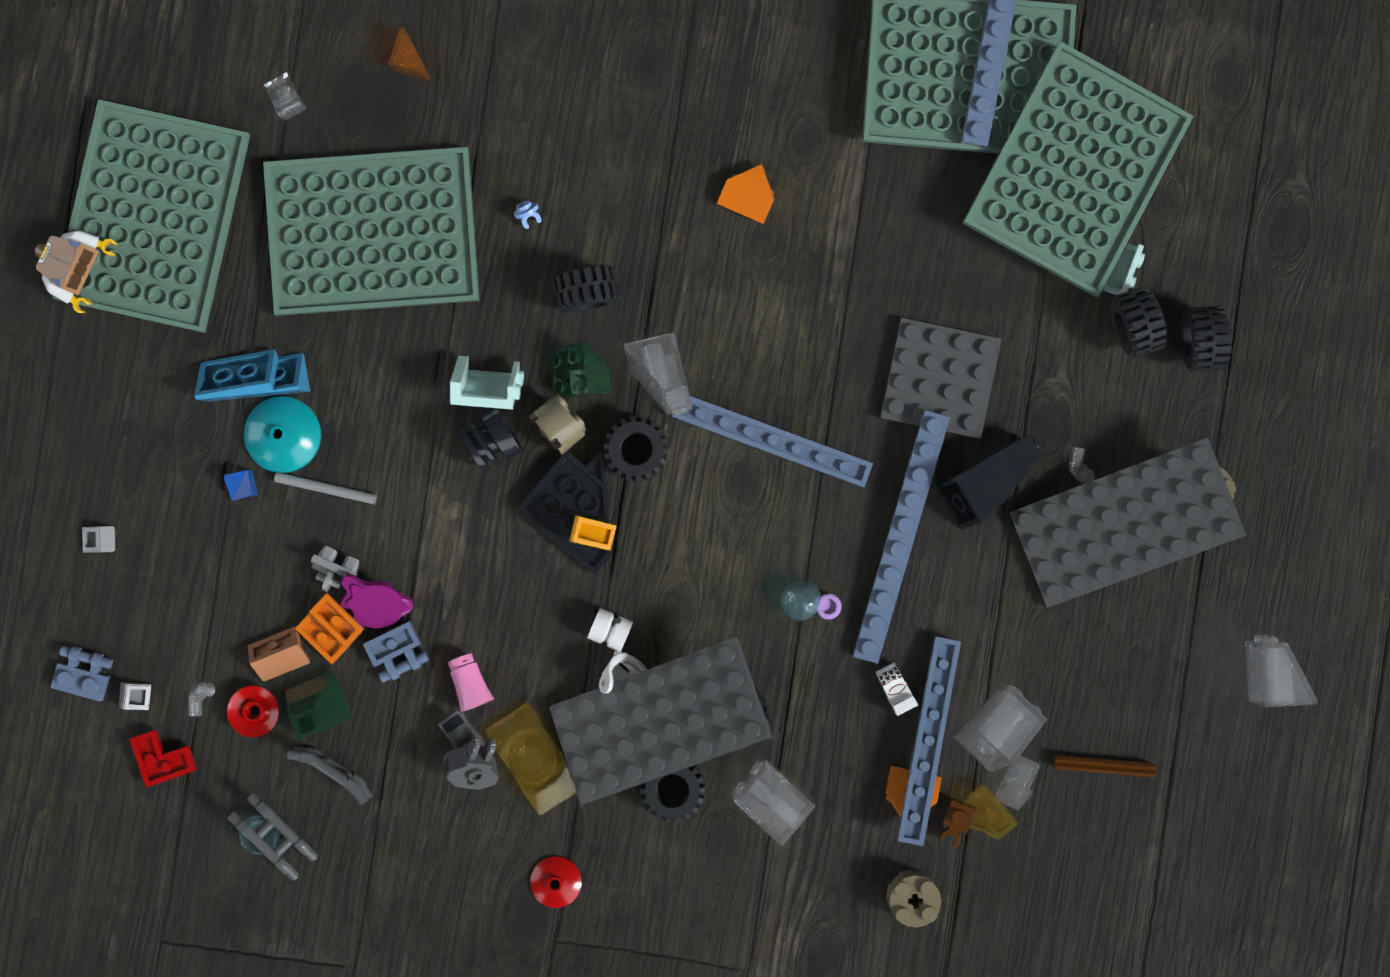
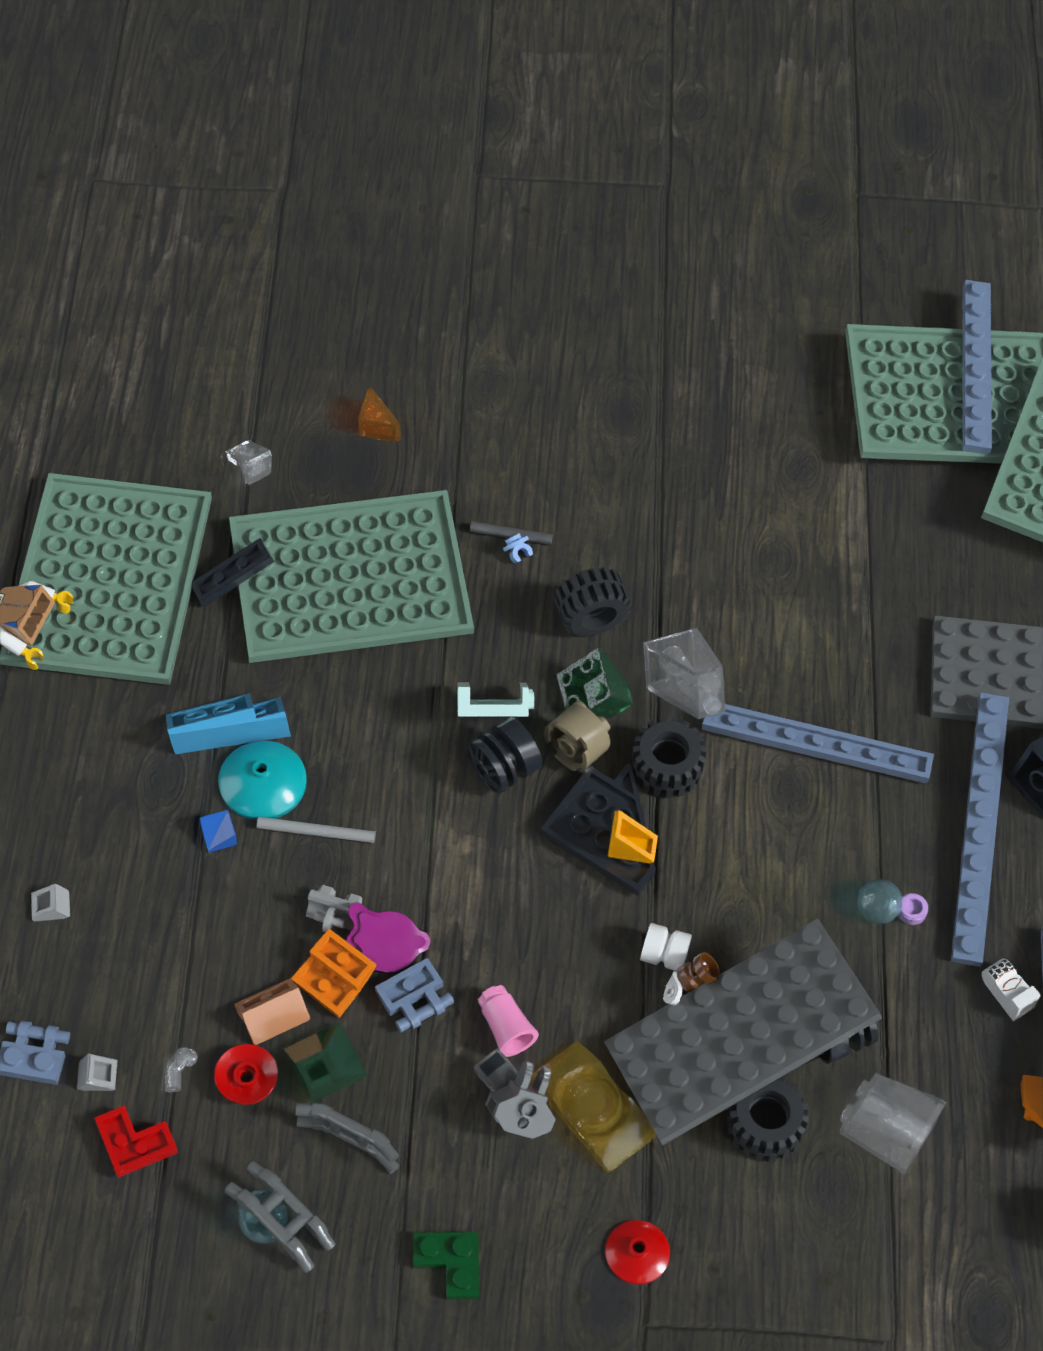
camera: 10 degrees left, 30 degrees down
(262, 224) = (232, 572): none -> black tile
(412, 872) = (456, 1253): none -> dark green plate
(524, 194) = (508, 532): none -> flat silver bar
(631, 663) = (699, 972): none -> reddish brown wheel
(748, 194) = (749, 515): orange slope -> none

